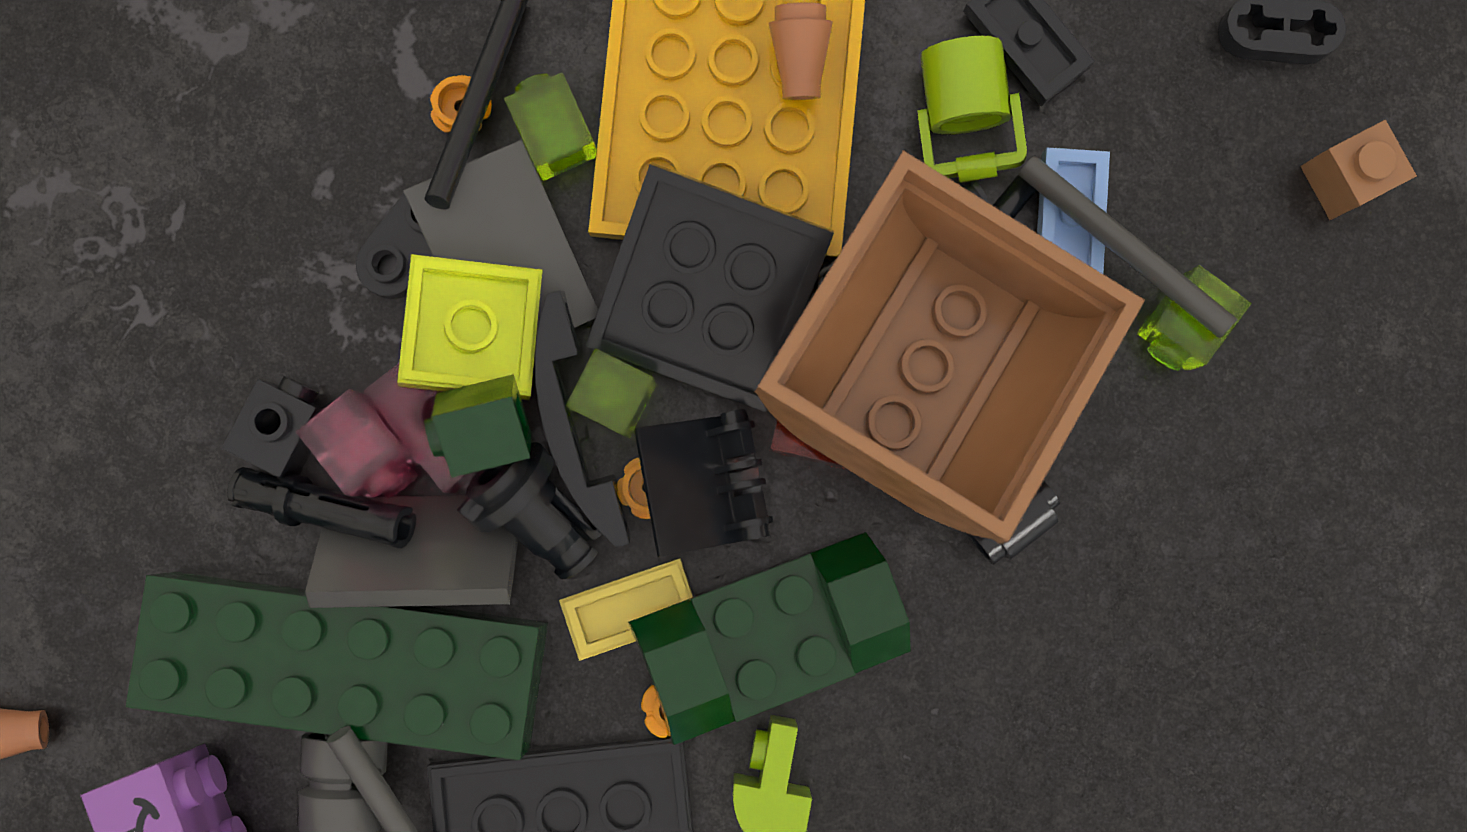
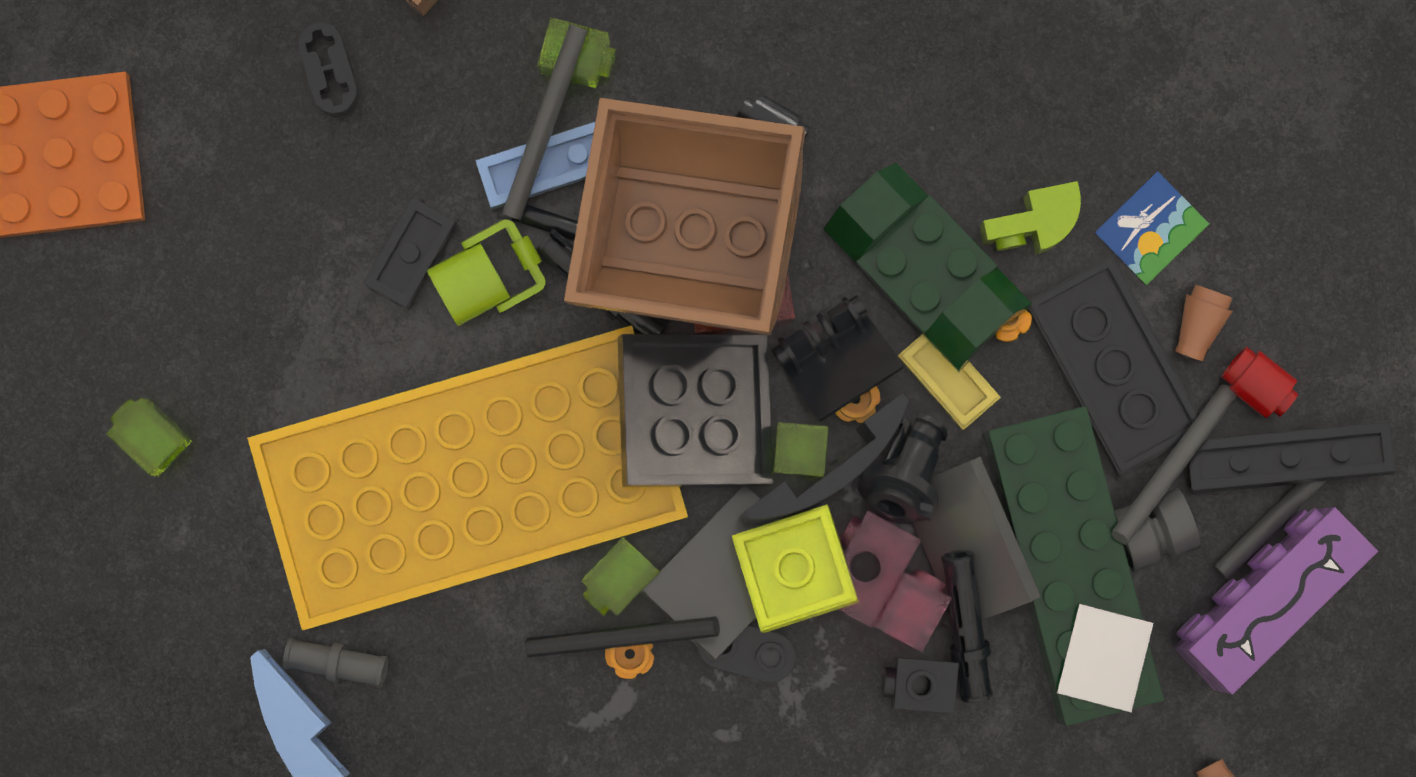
camera: 115 degrees left, 0 degrees up
(202, 656) = (1105, 658): none -> white sticker
(479, 426) = (864, 527): dark green brick -> none
(800, 48) = (492, 413): nougat cone -> none

